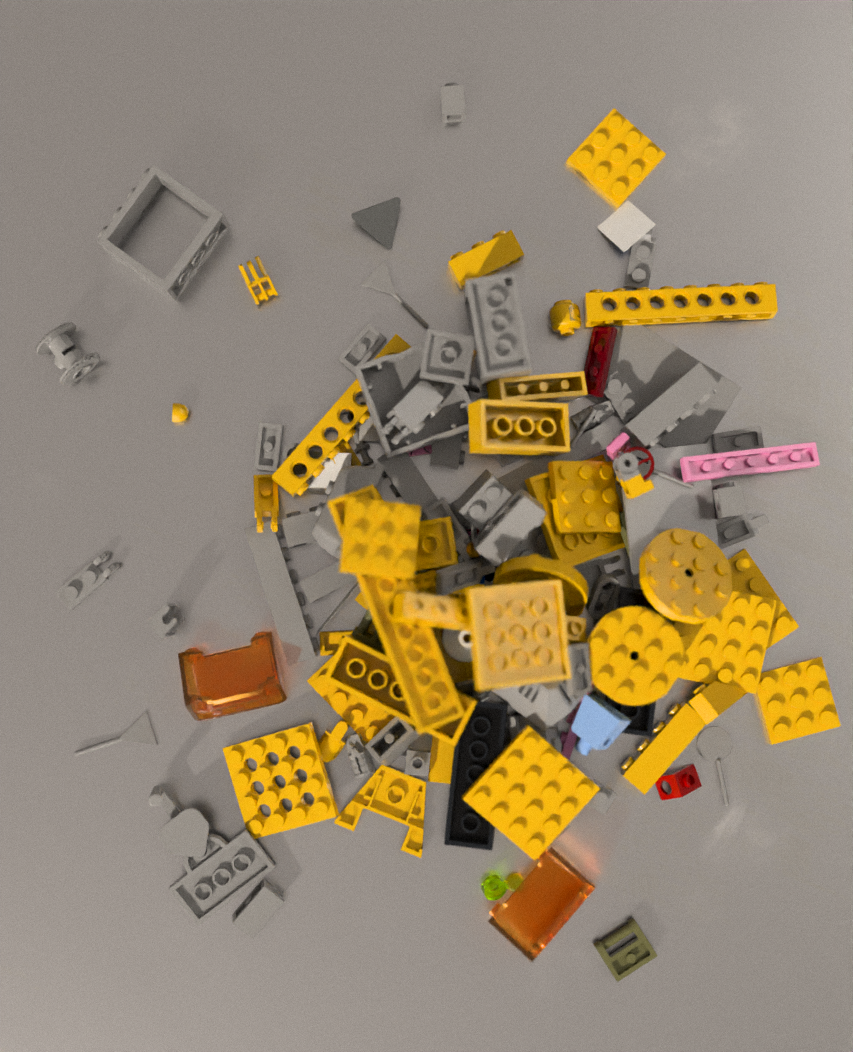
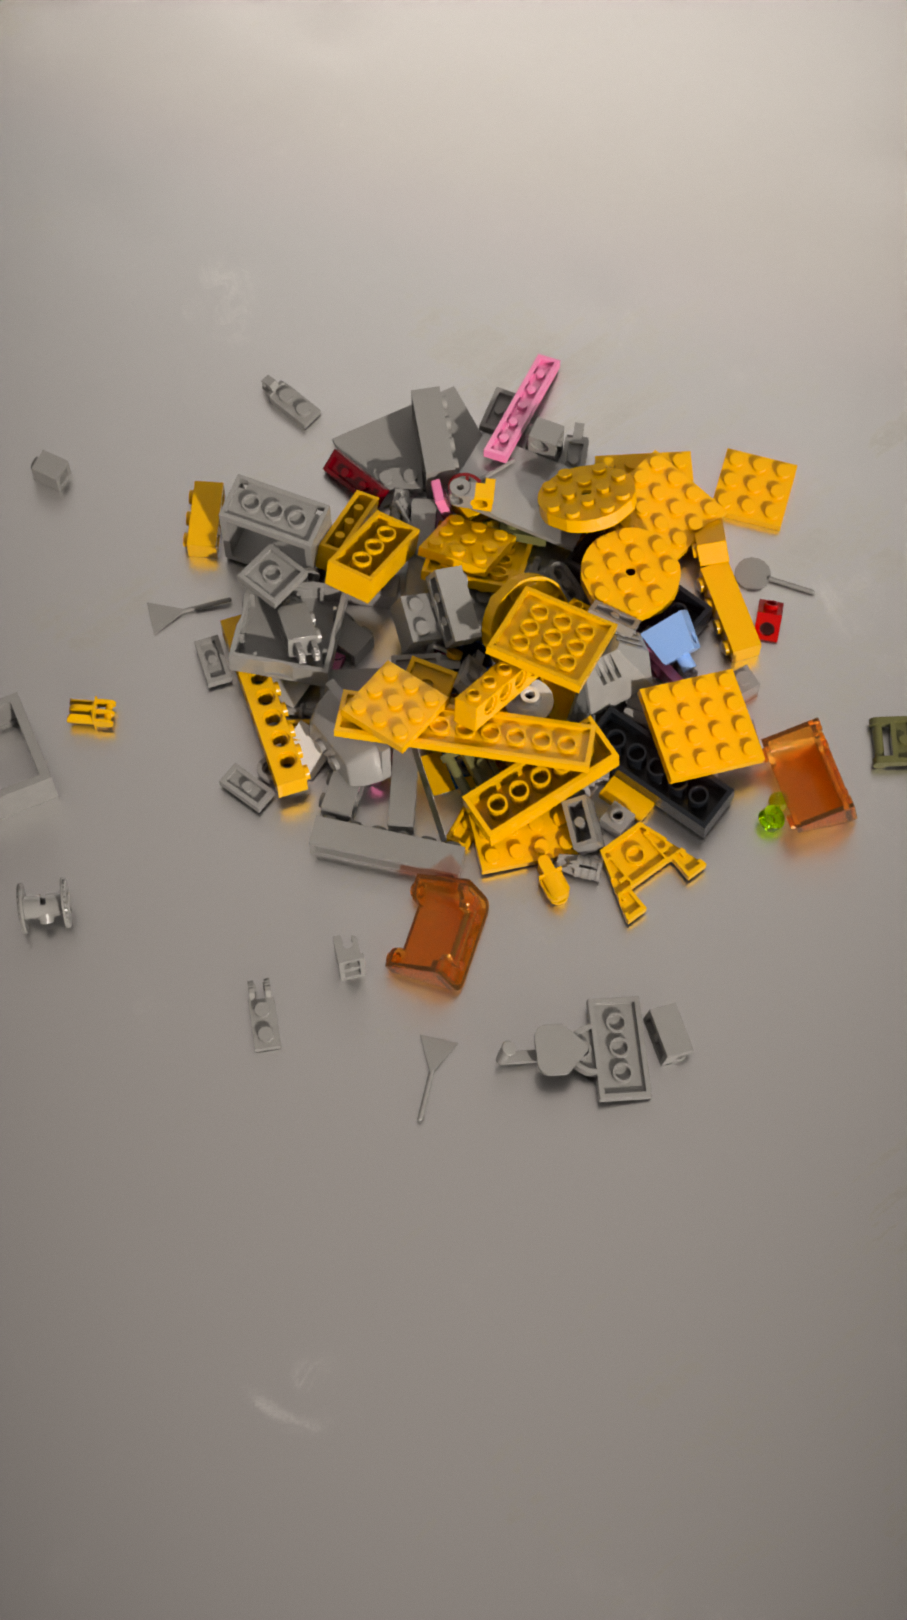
camera: 65 degrees left, 20 degrees down
(179, 412) = (162, 847): yellow hinge -> none
(265, 500) = (296, 811): yellow hinge -> none
(273, 795) = (525, 923): yellow piece -> none
(380, 220) = (111, 583): dark grey piece -> none
(565, 317) = (300, 482): yellow head -> none
(616, 158) = (189, 374): yellow plate -> none
(626, 226) = (254, 396): white sticker -> none
(762, 292) = (372, 361): yellow brick -> none

